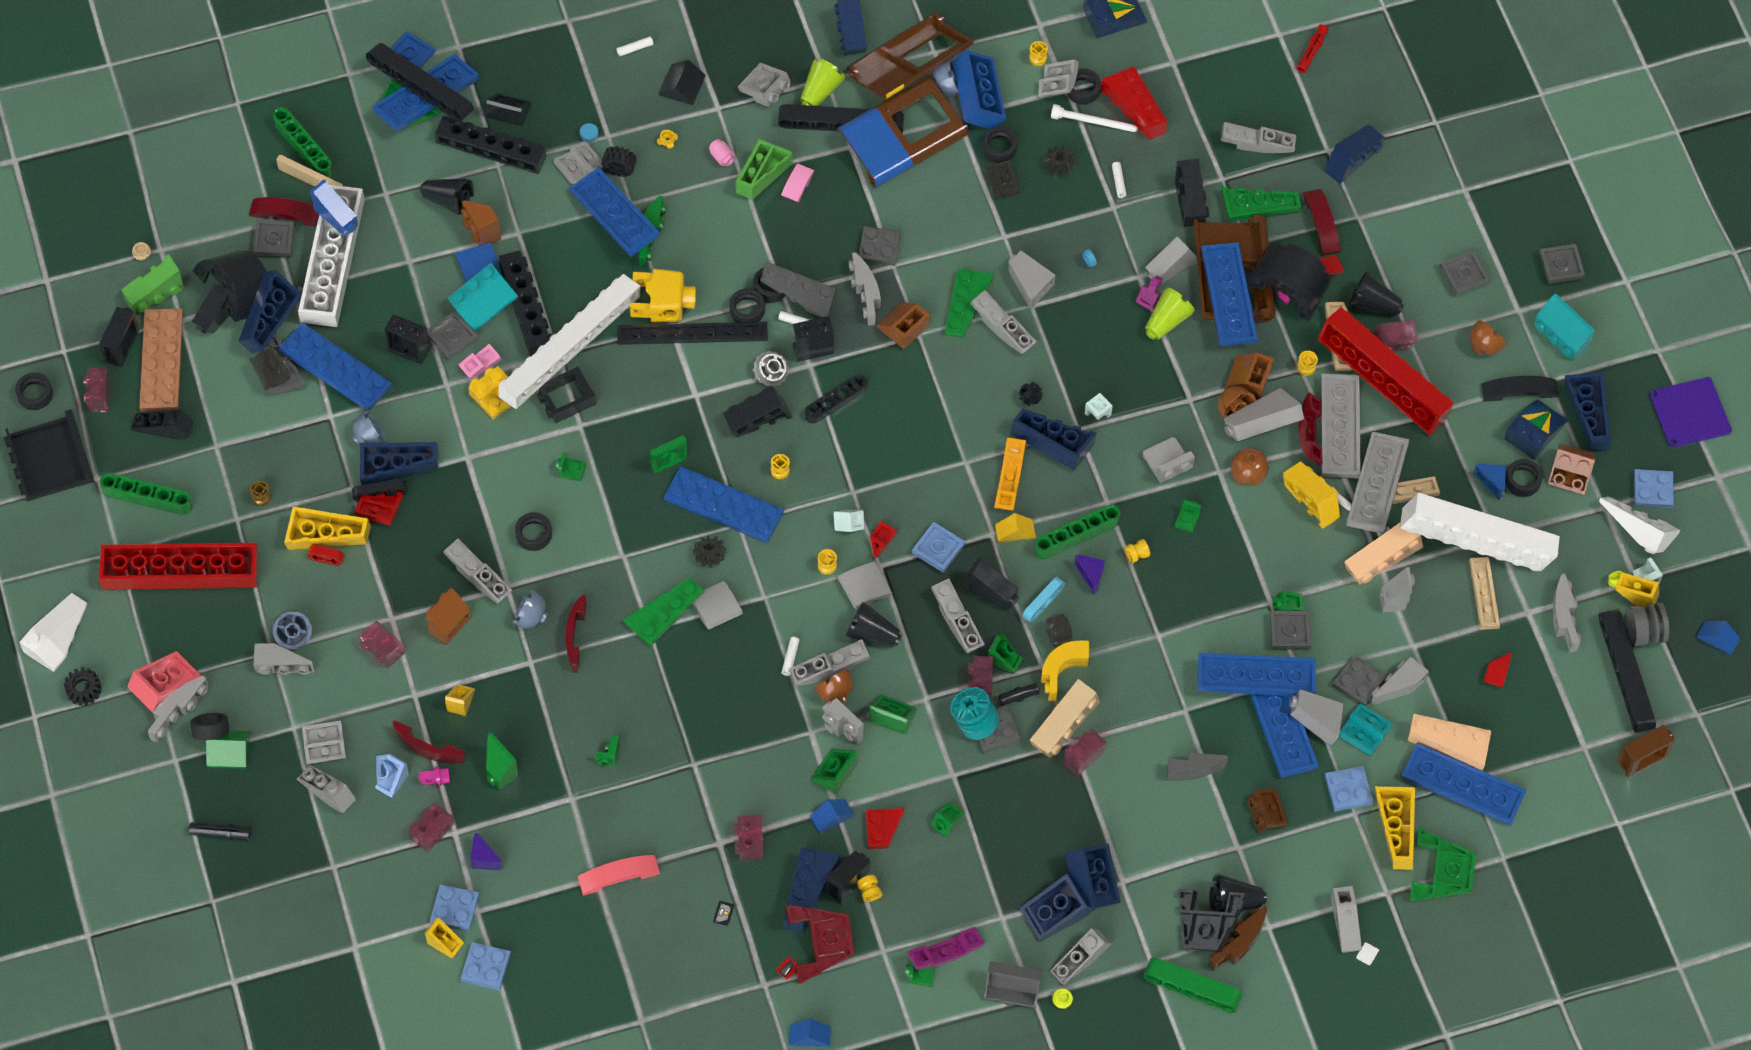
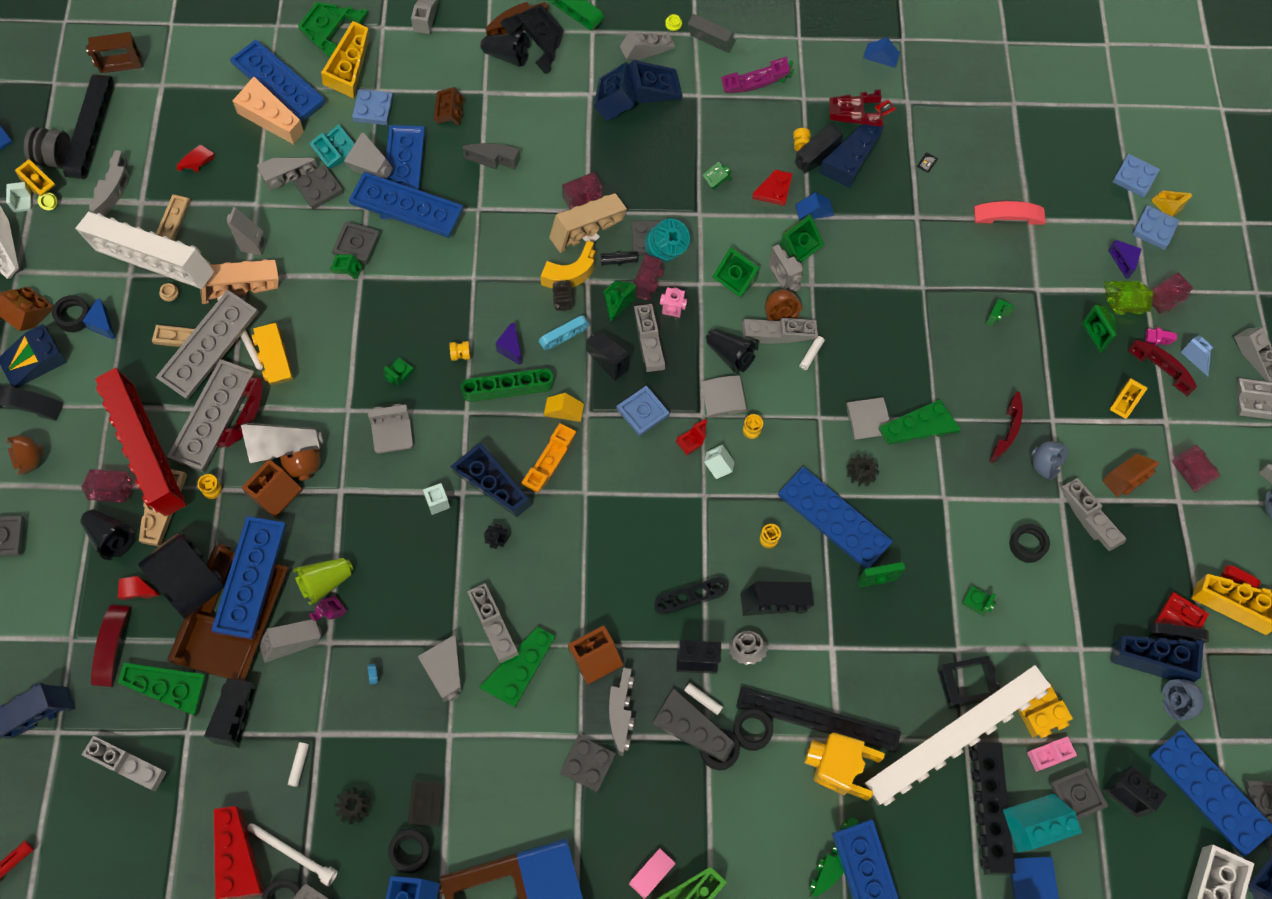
camera: 165 degrees left, 5 degrees up
(476, 812) = (1128, 296): none -> clear neon green slope
(749, 837) = (892, 206): clear pink brick -> none
(946, 660) = (673, 302): none -> bright pink brick
(1249, 467) = (318, 402): dark orange cylinder -> none

